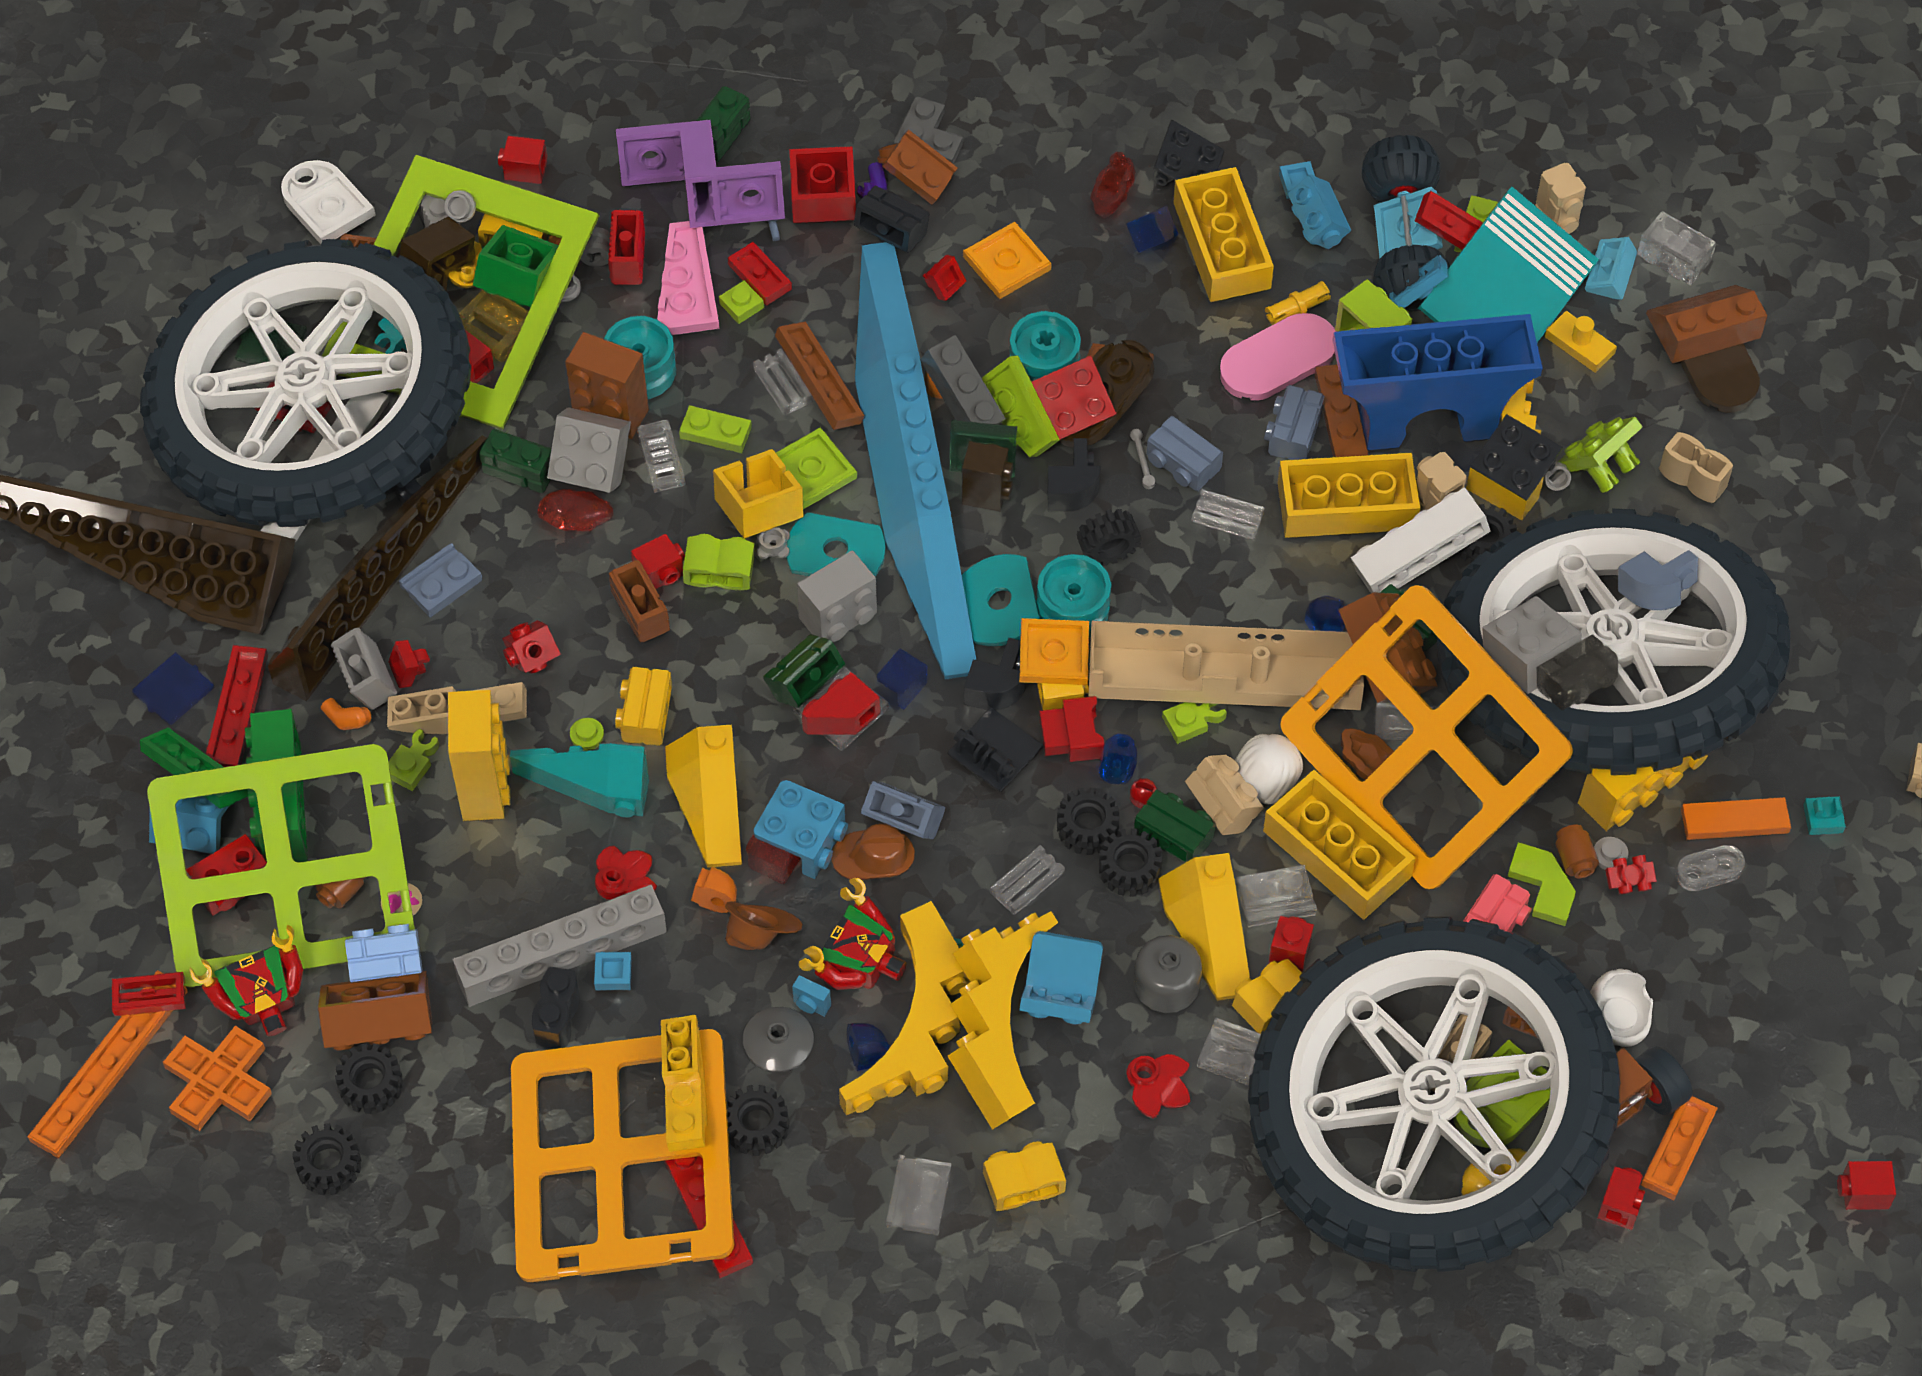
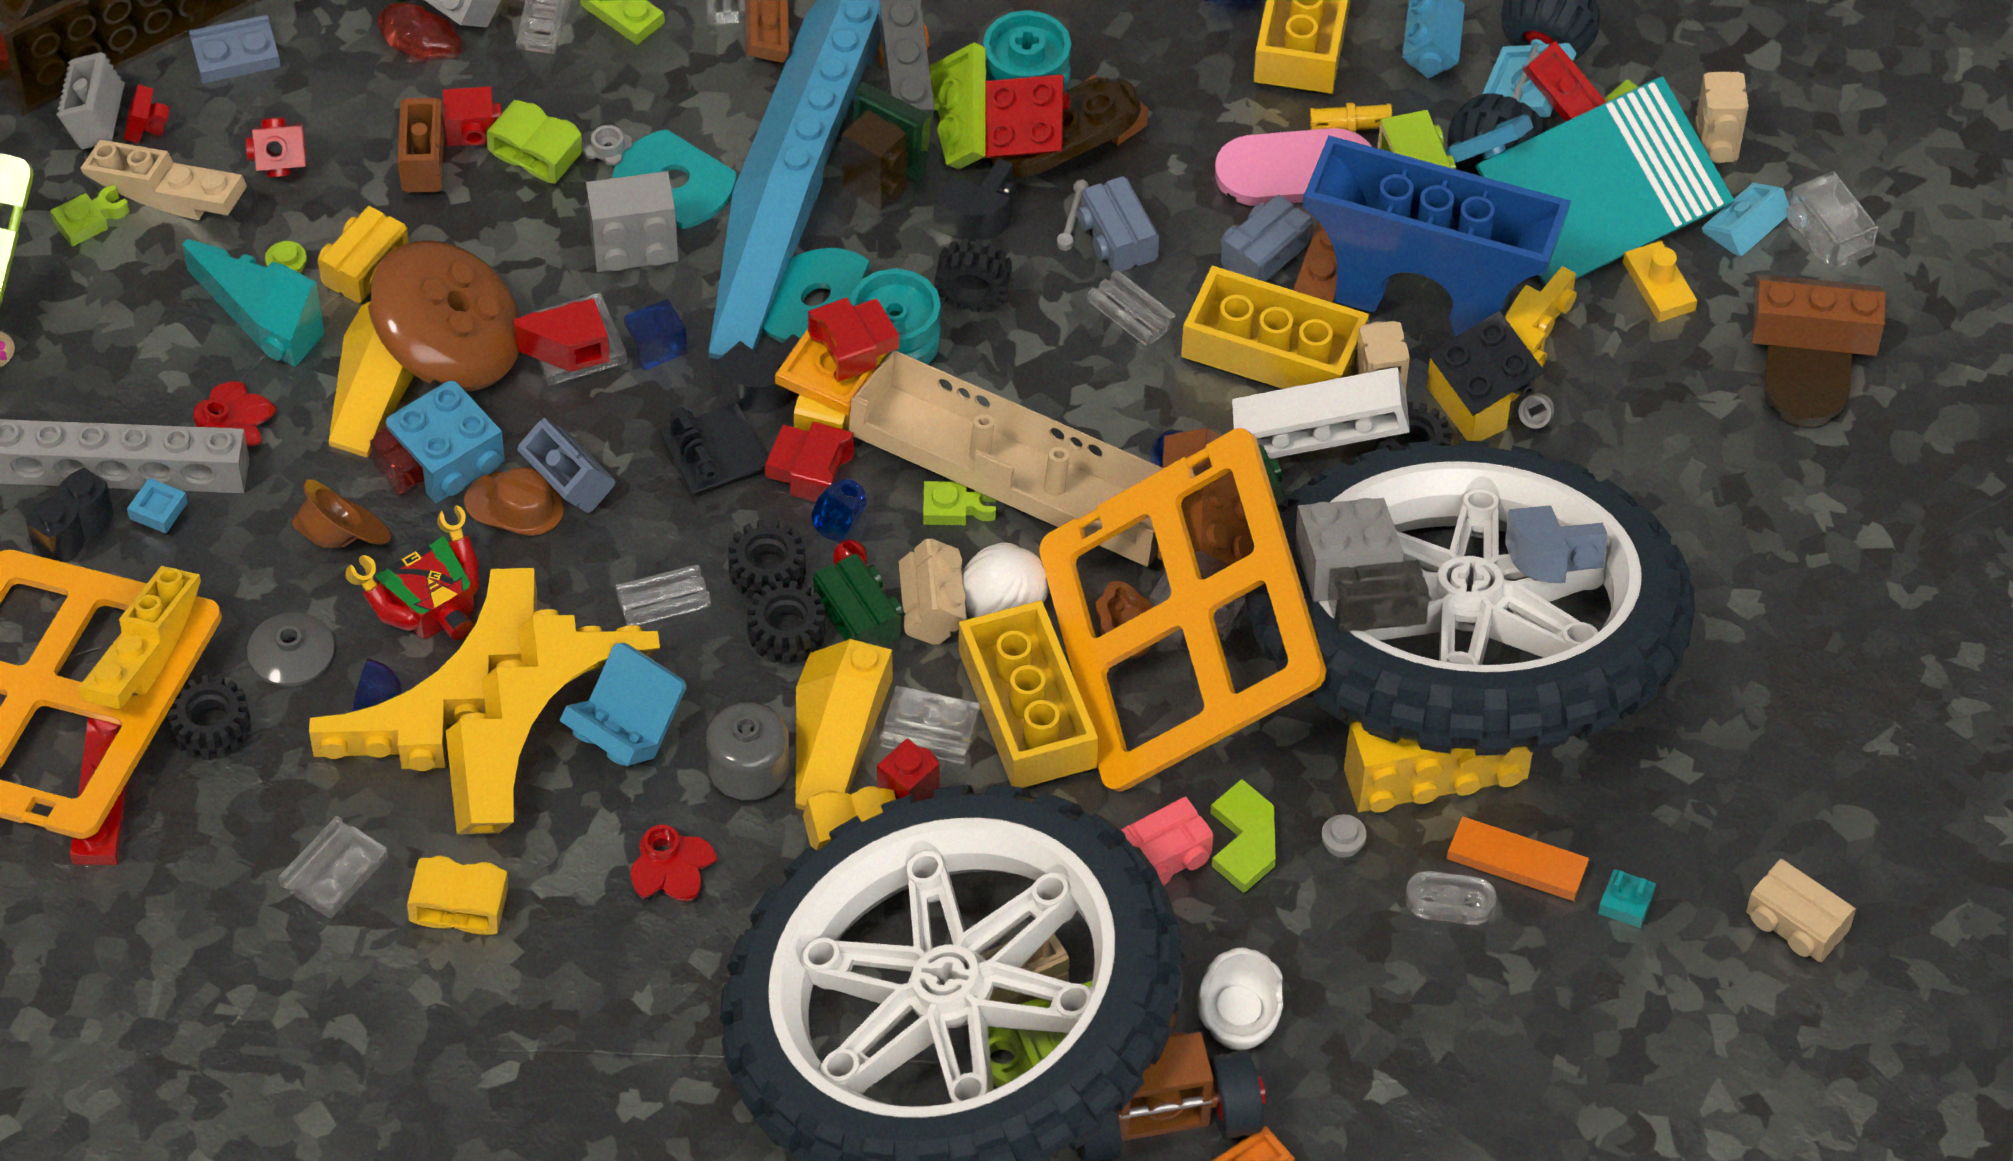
camera: 25 degrees right, 5 degrees down
(346, 718) = (50, 146): orange arm -> none
(478, 754) = (135, 221): yellow brick -> none
(714, 890) = (316, 462): orange piece -> none
(746, 730) = (444, 314): none -> dark orange brick
(770, 496) = (619, 101): yellow piece -> none
(804, 670) = (553, 282): dark green brick -> none
(811, 996) = (348, 616): dark azure plate -> none
(817, 466) = (698, 85): lime plate -> none
(1063, 623) = (853, 335): none -> red piece
(1229, 1051) = (763, 858): clear plate -> none
(1576, 851) = (1302, 815): dark orange brick -> none
(1599, 444) = (1615, 387): lime plate -> none
(1625, 876) = (1344, 866): red piece -> none
(1700, 469) = (1704, 460): tan brick -> none

